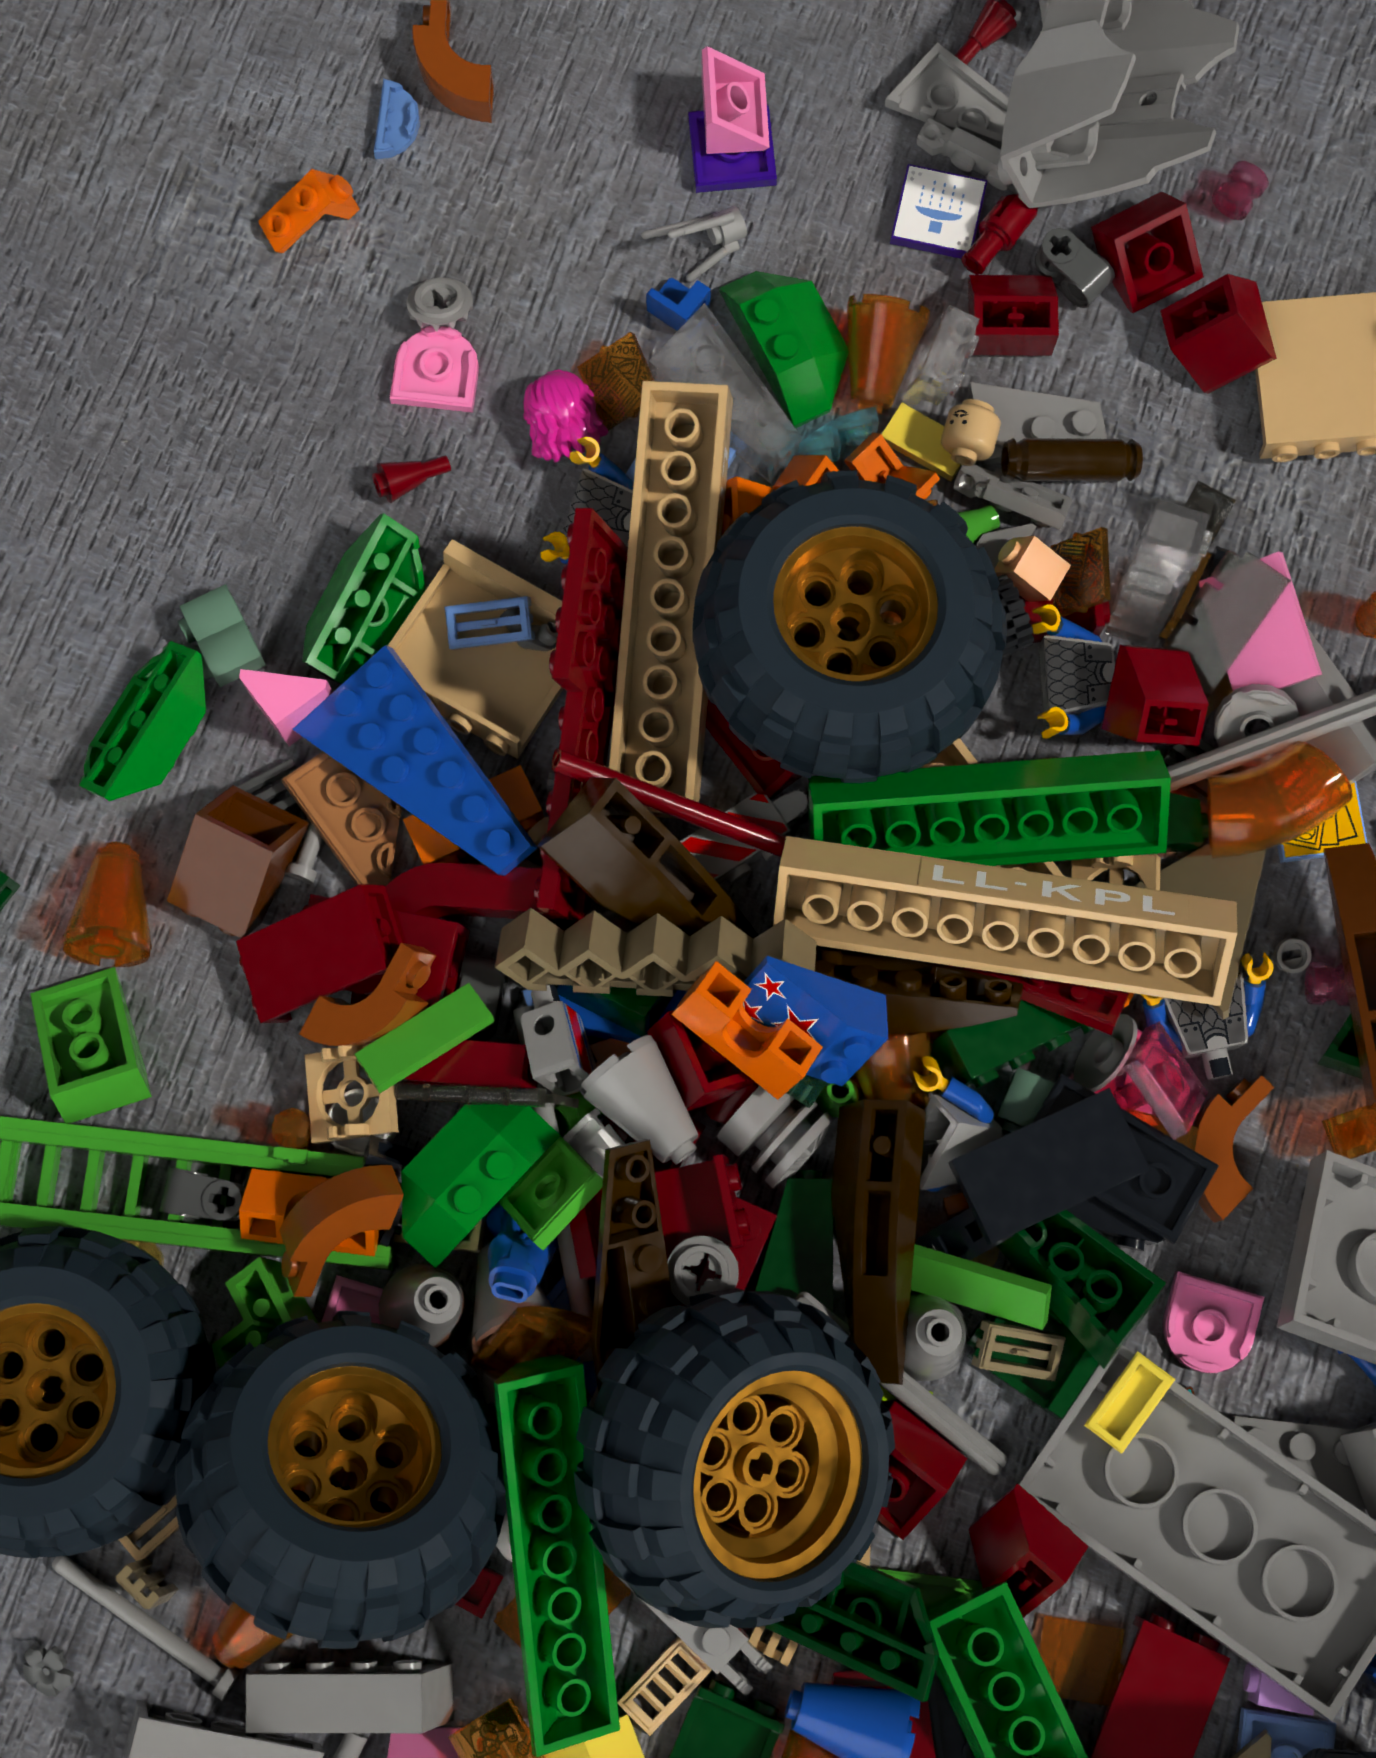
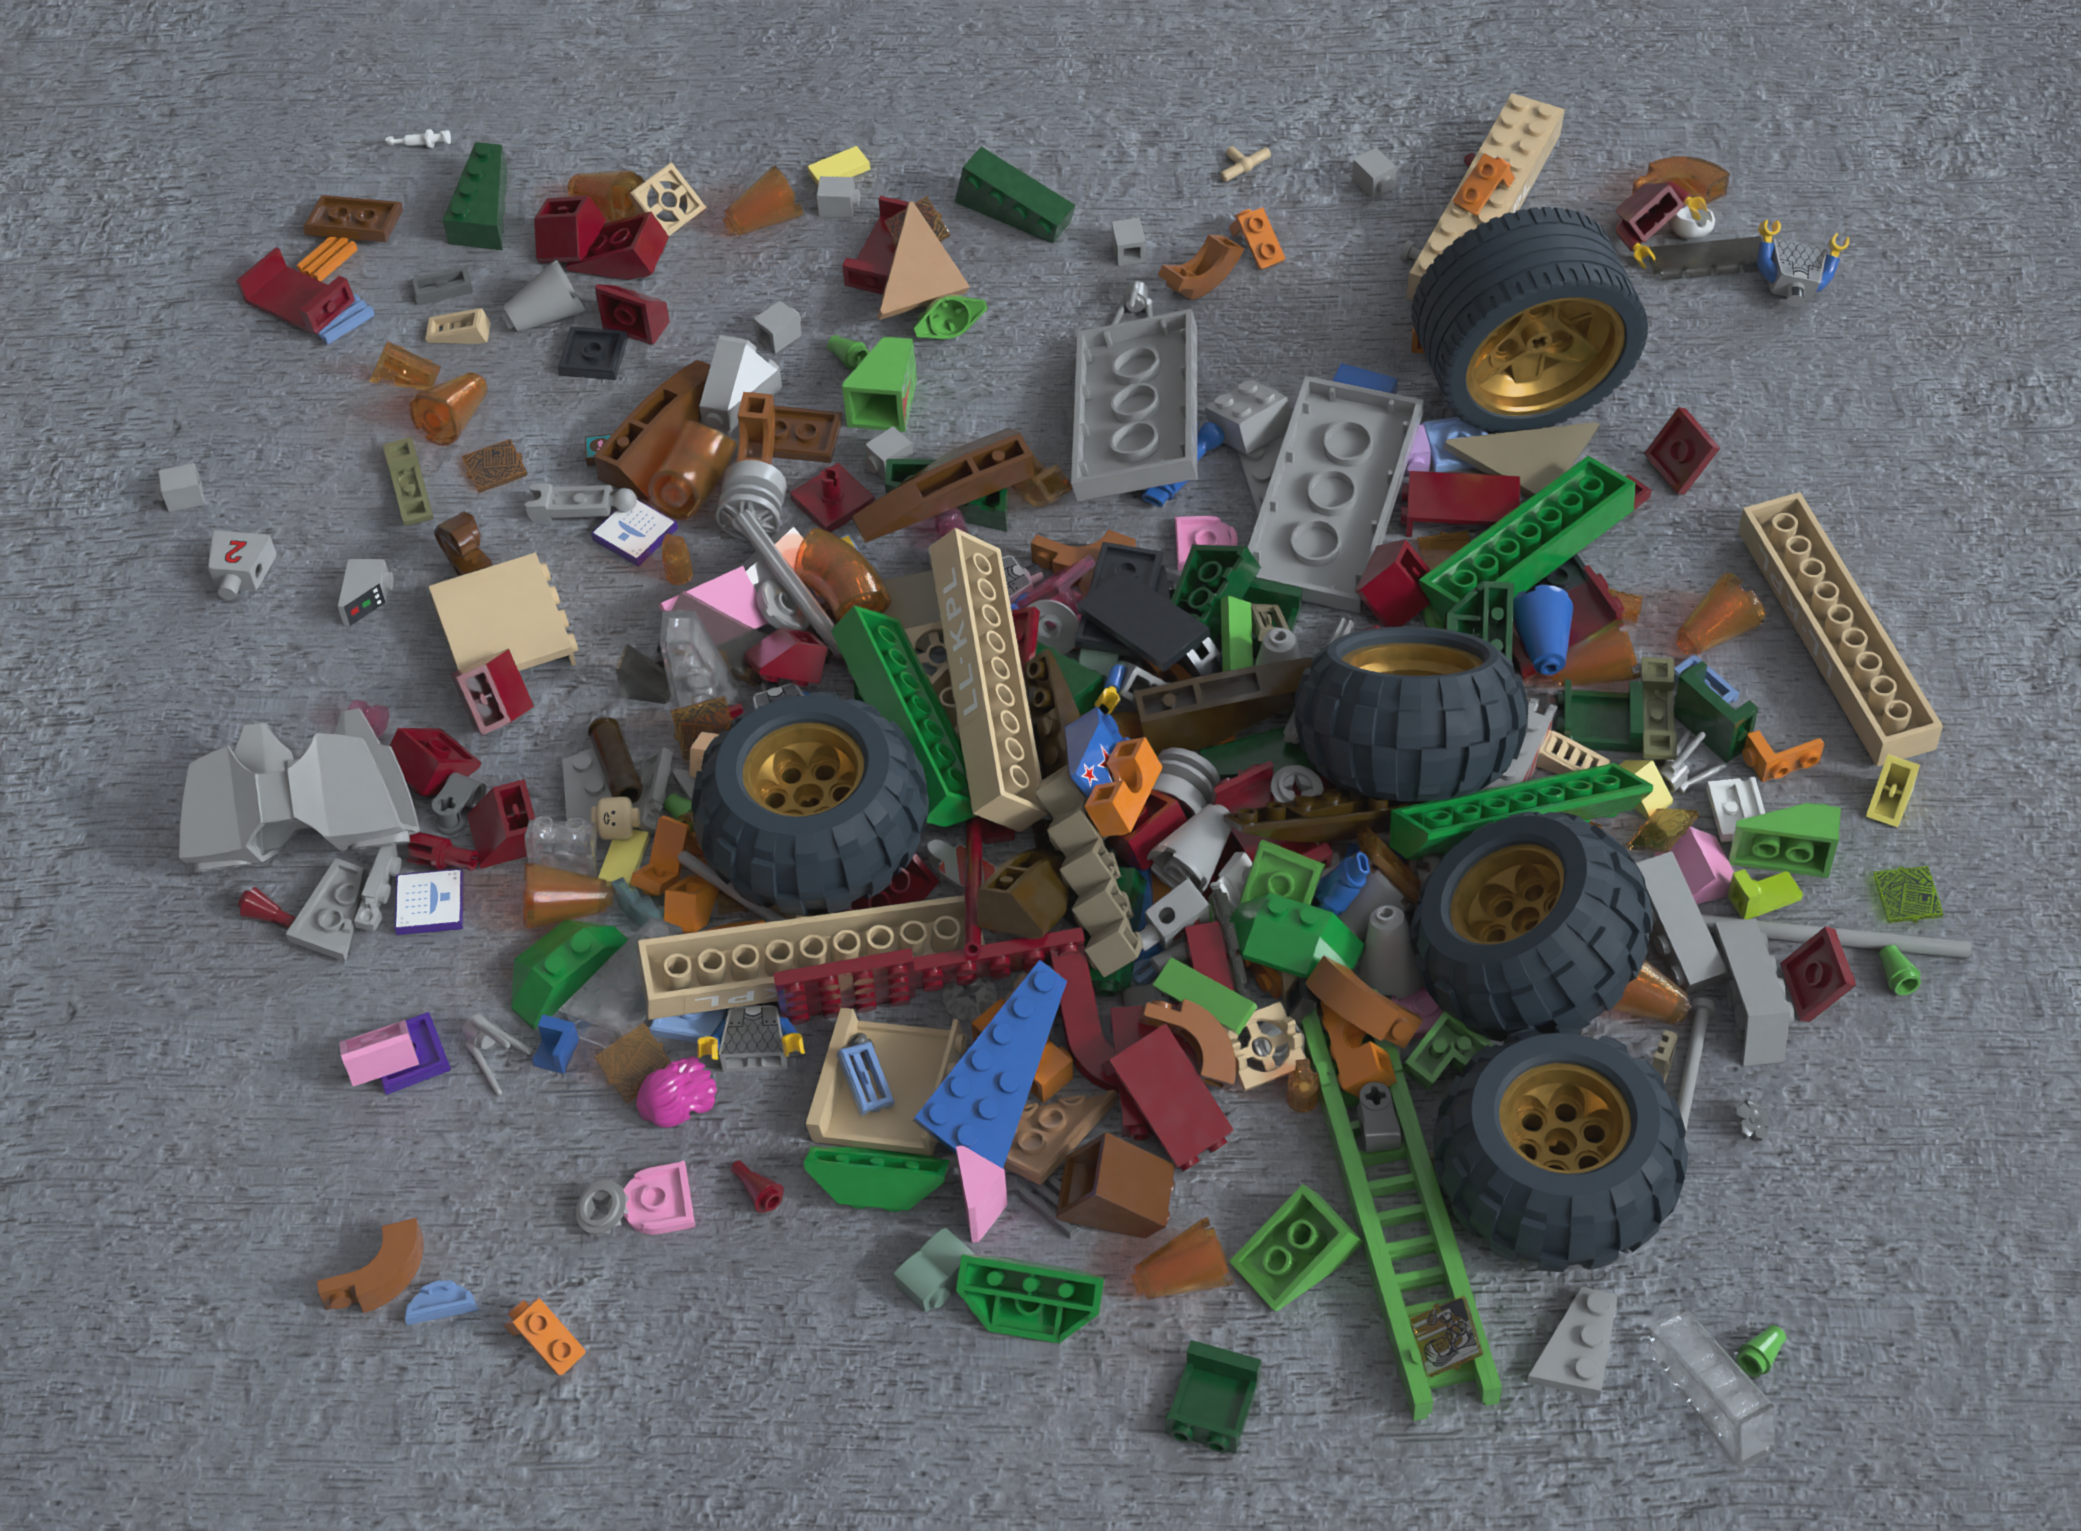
camera: 105 degrees left, 25 degrees down
(1129, 1402) = (1277, 551): light yellow tile -> none

